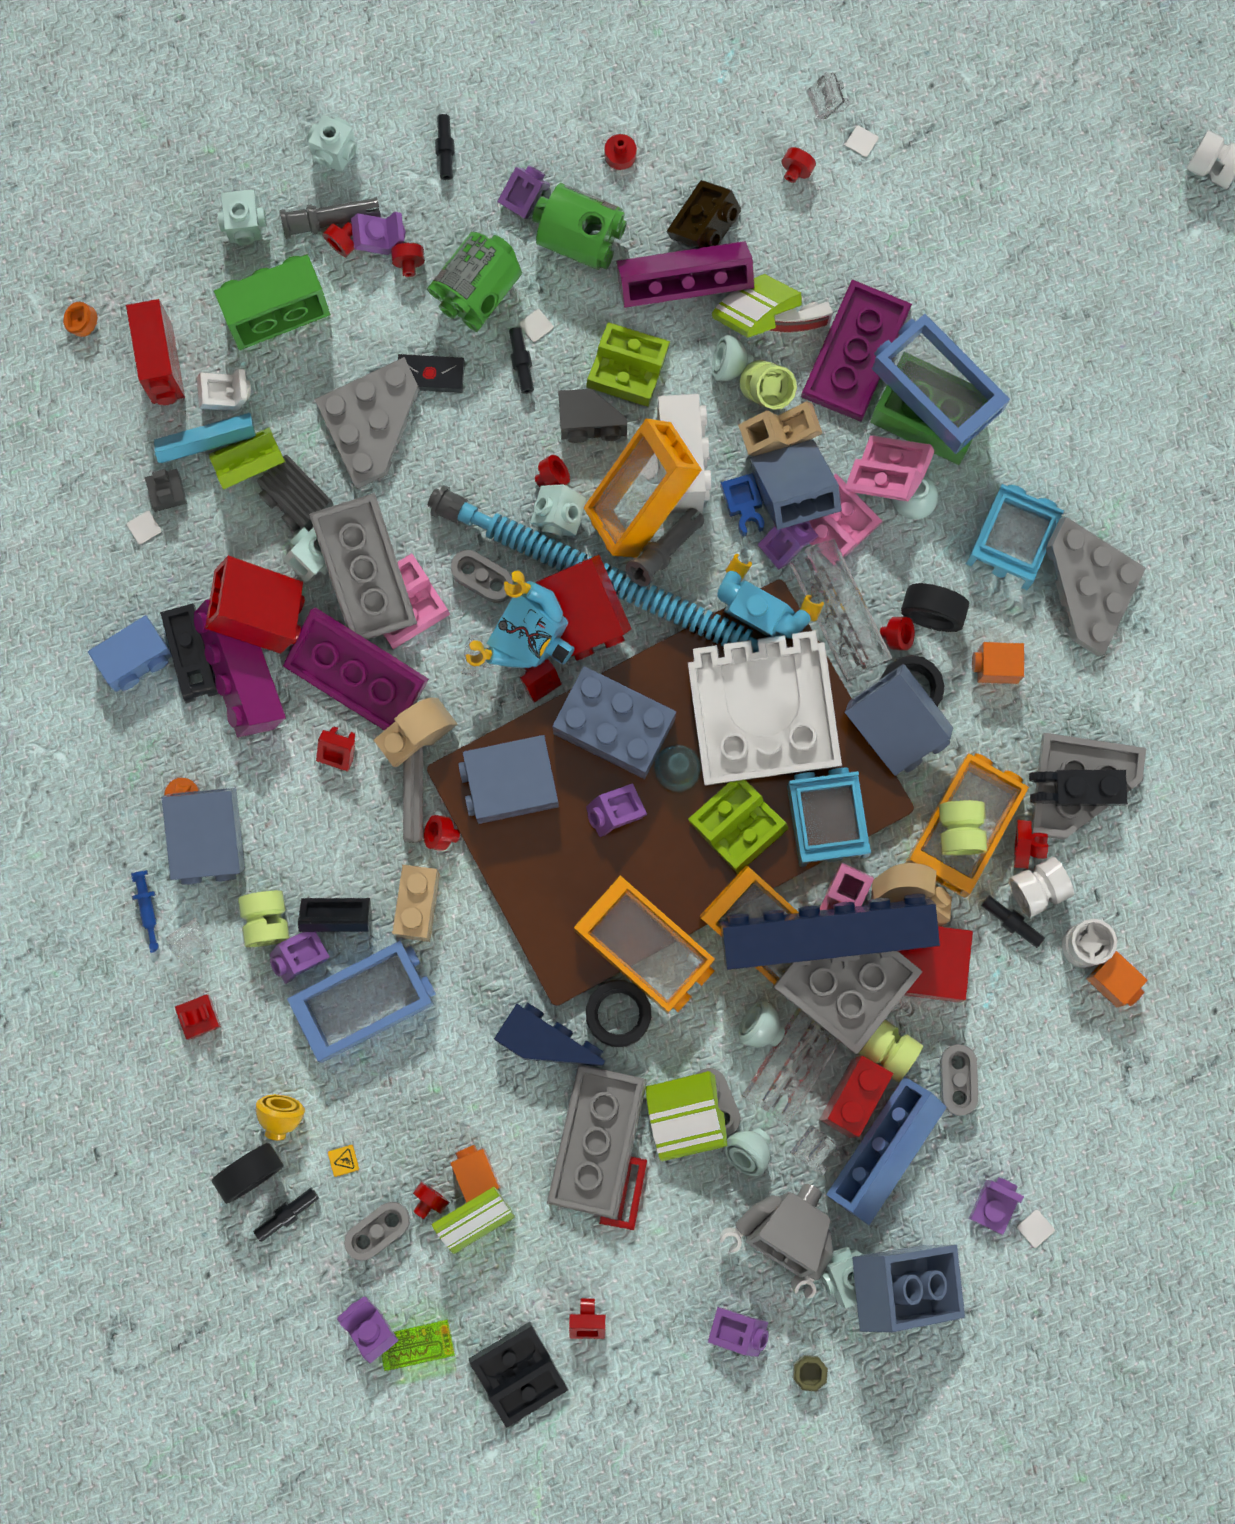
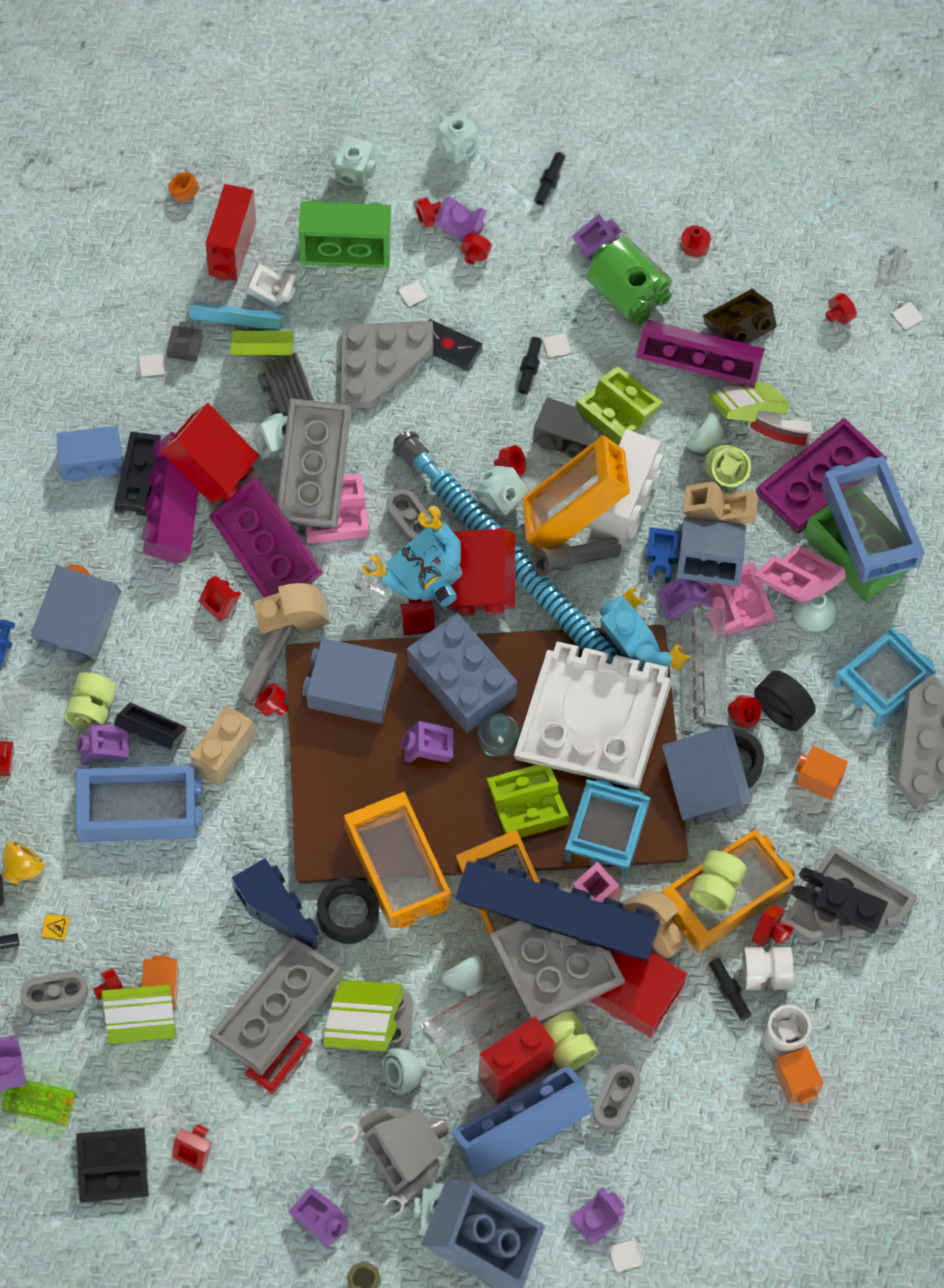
camera: 25 degrees right, 15 degrees down
(313, 219) = (412, 188): dark grey pin -> none
(367, 333) = (413, 293): none -> white sticker
(476, 279) = (522, 285): bright green cylinder -> none

